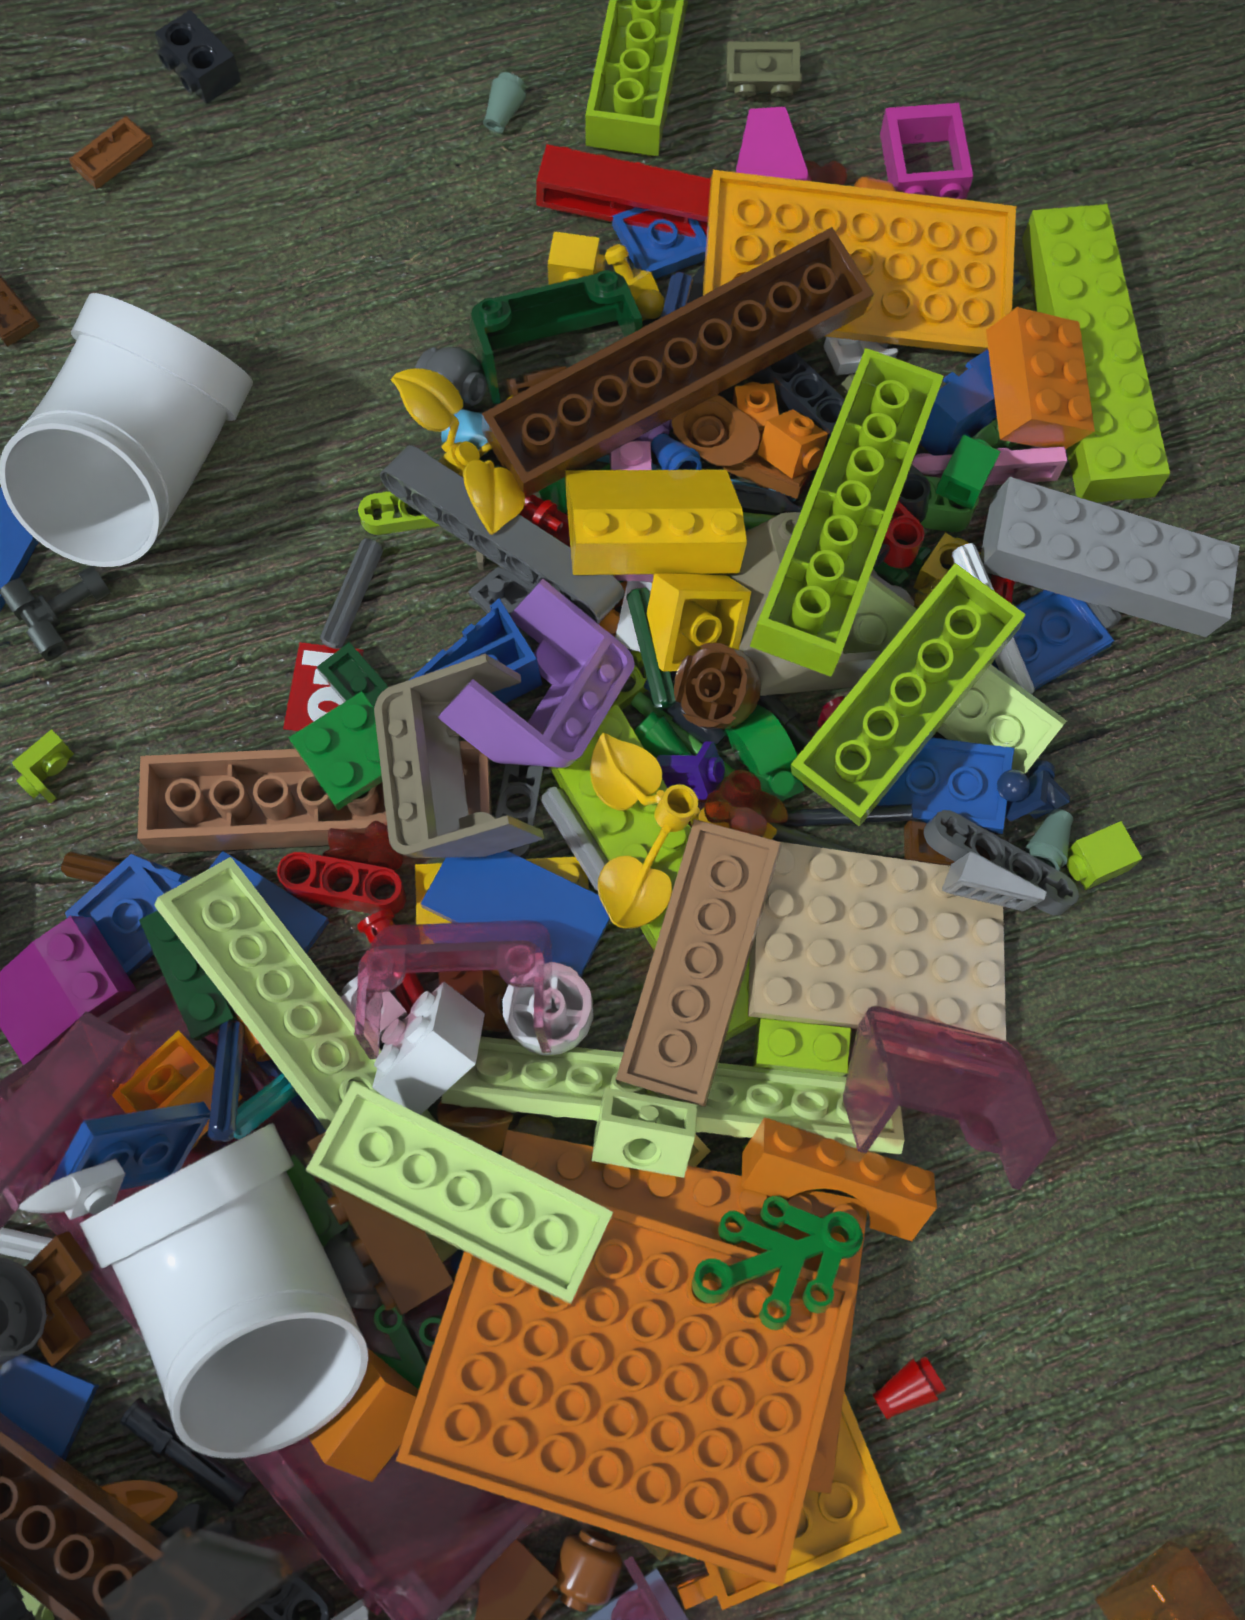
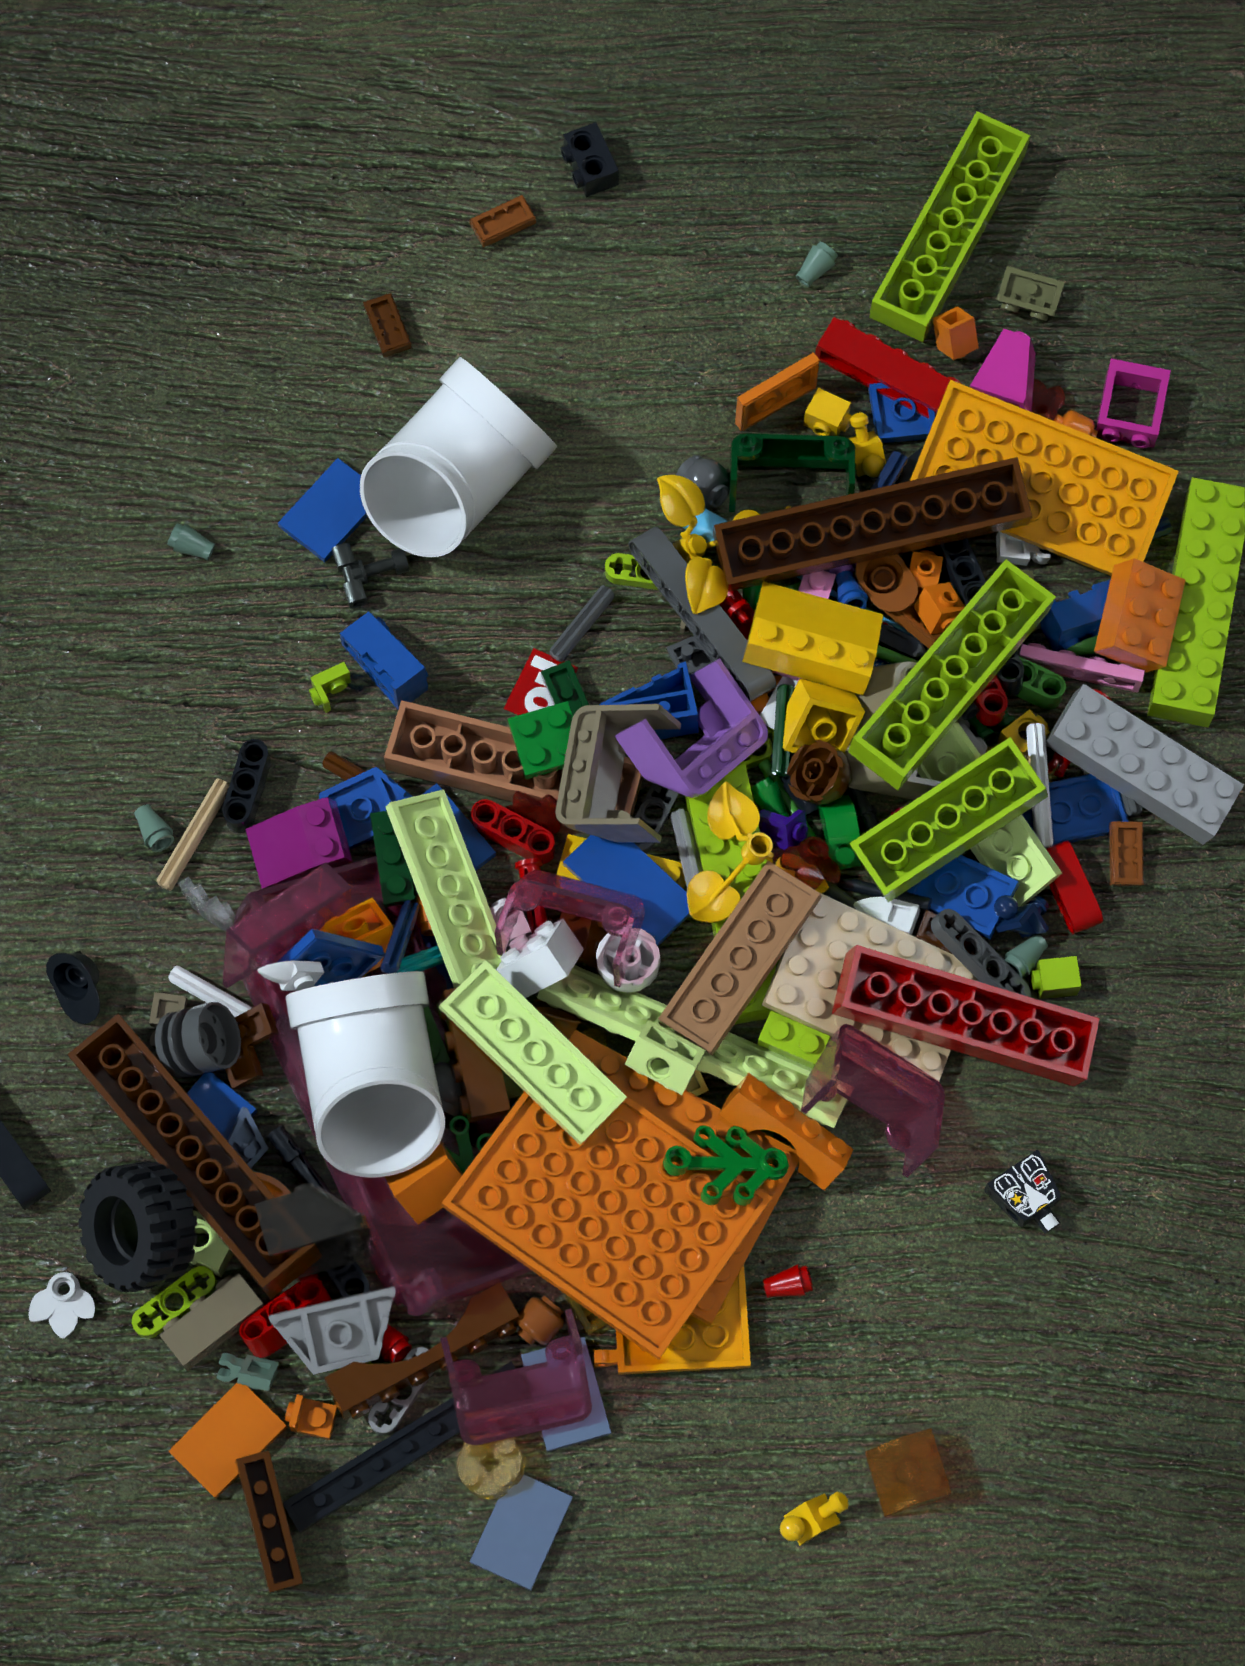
camera: 20 degrees right, 0 degrees up
(91, 1440) = (246, 1138): none -> sand blue piece
(107, 710) = (385, 659): none -> blue wedge
(506, 248) = (777, 392): none -> orange tile
(529, 379) = (765, 501): reddish brown plate -> none
(695, 130) = (955, 333): none -> orange brick
(872, 837) = (894, 913): none -> white plate
(967, 471) = (1060, 668): green brick -> none
(990, 883) = (958, 962): light grey slope -> none
(1015, 944) = (965, 1015): none -> red brick
(1082, 743) = (1073, 890): none -> red beam
(1124, 674) = (1126, 853): none -> dark orange plate
(1175, 1154) = (1027, 1193): none -> black torso

